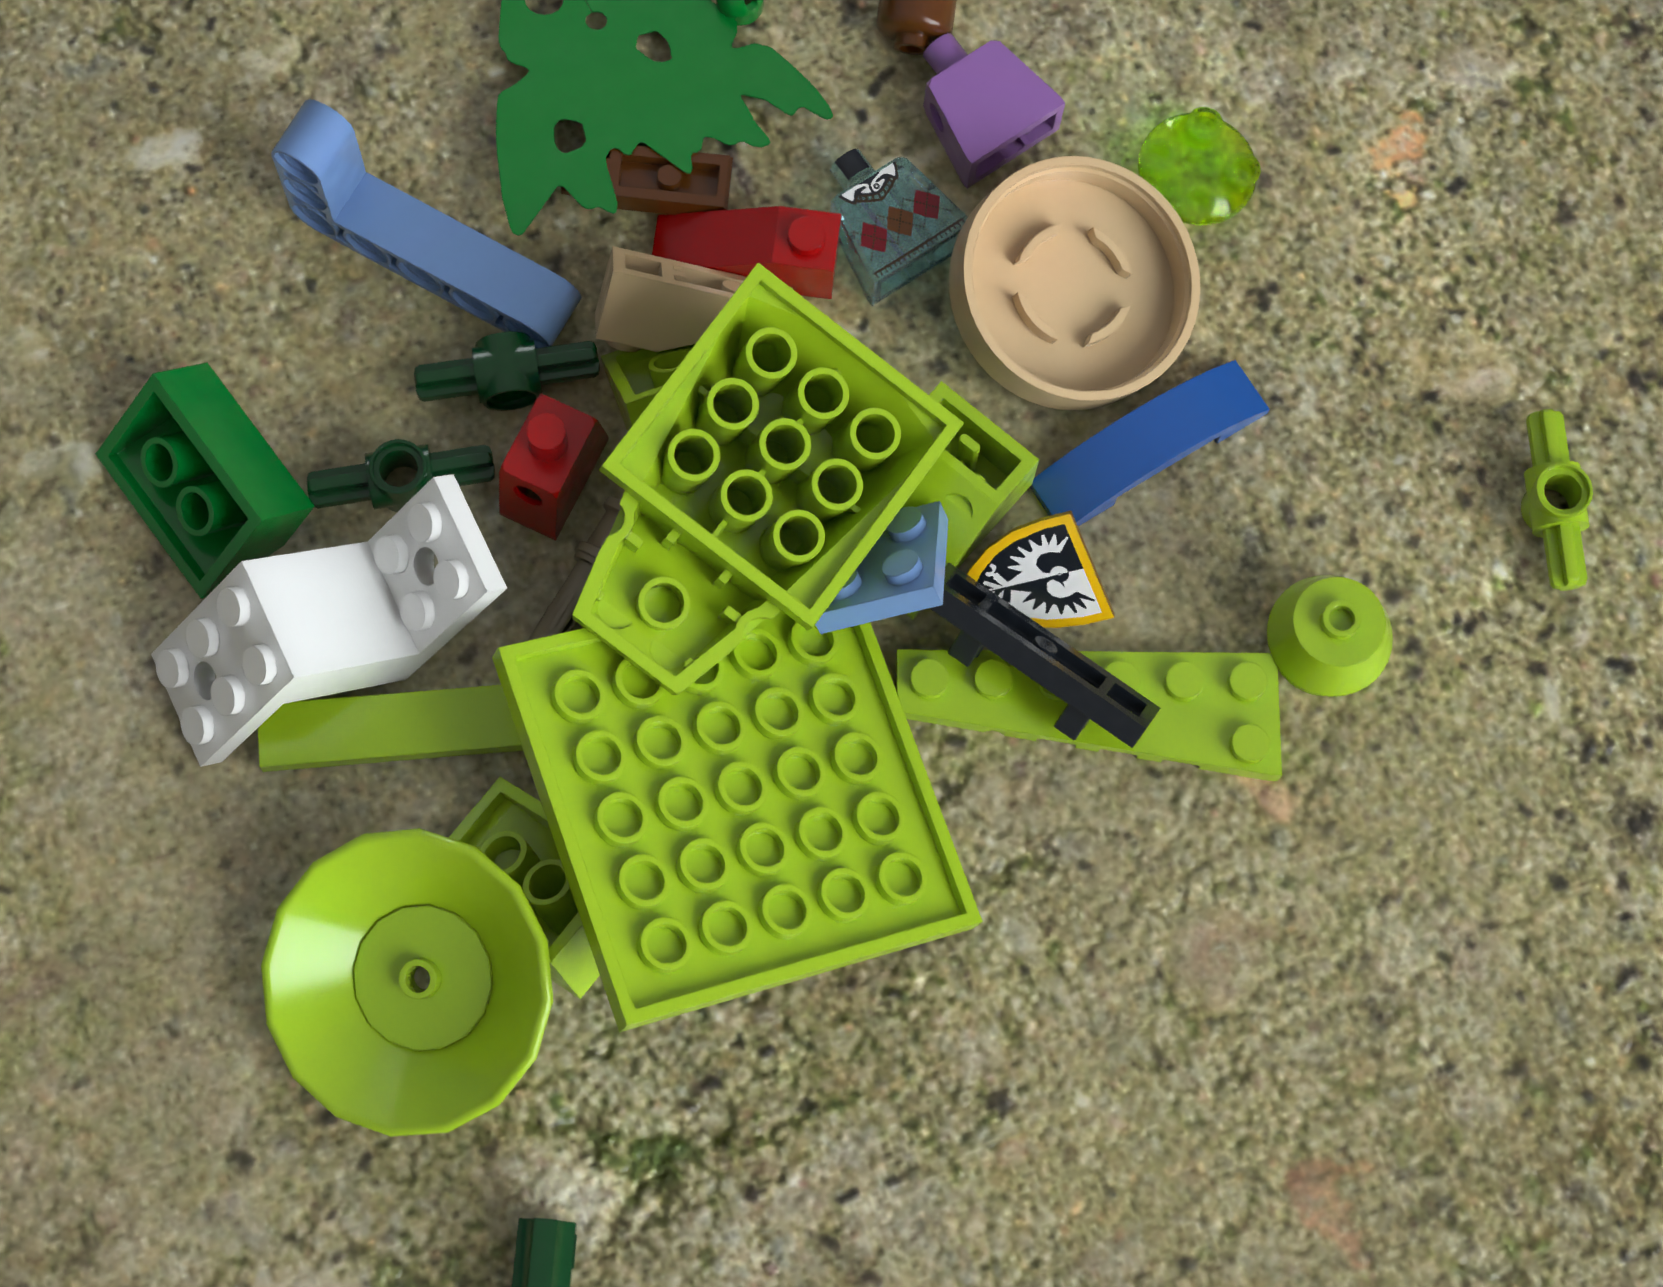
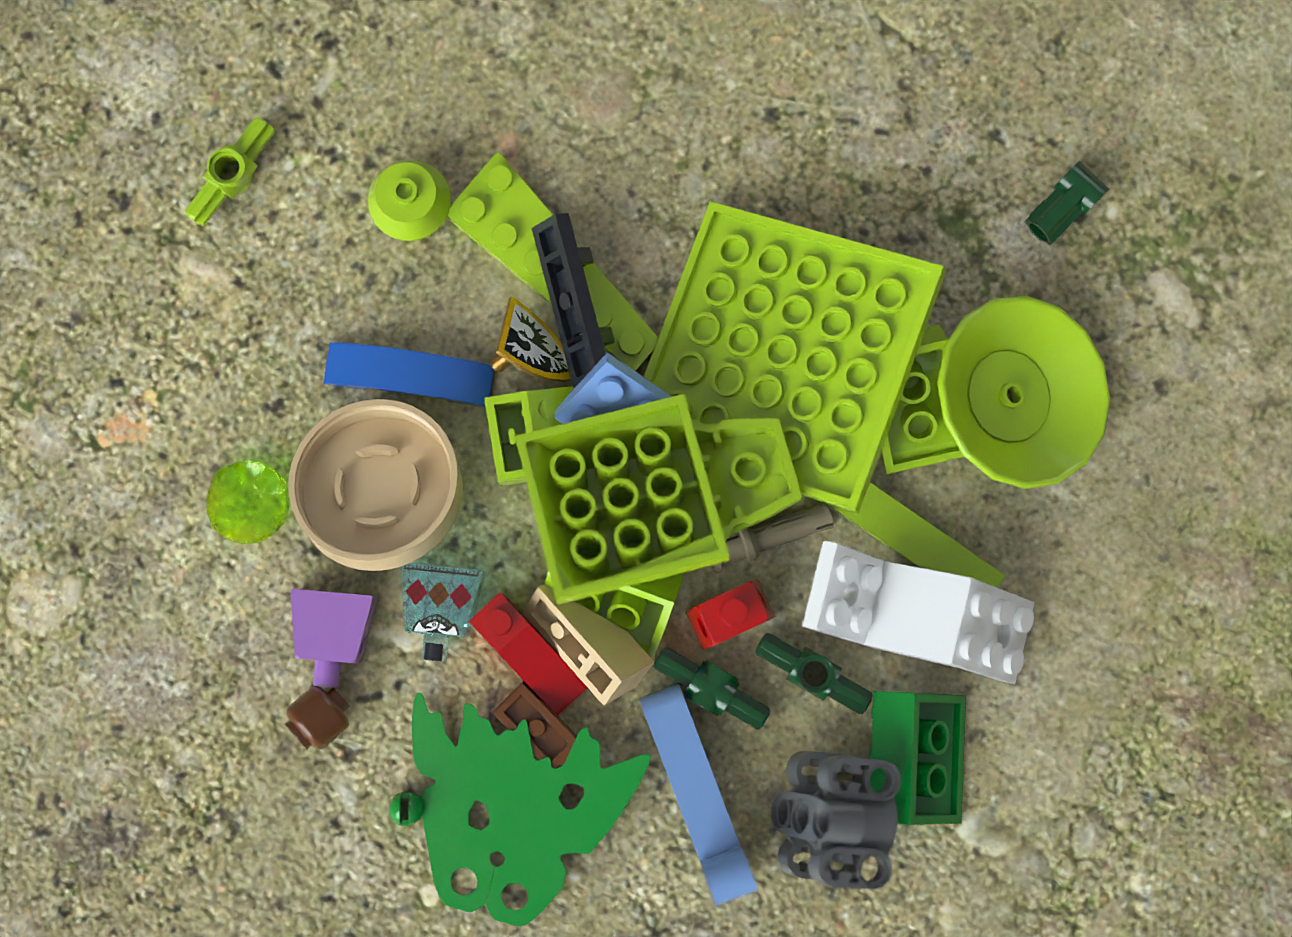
camera: 135 degrees left, 10 degrees up
(242, 321) = (836, 819): none -> dark grey piece

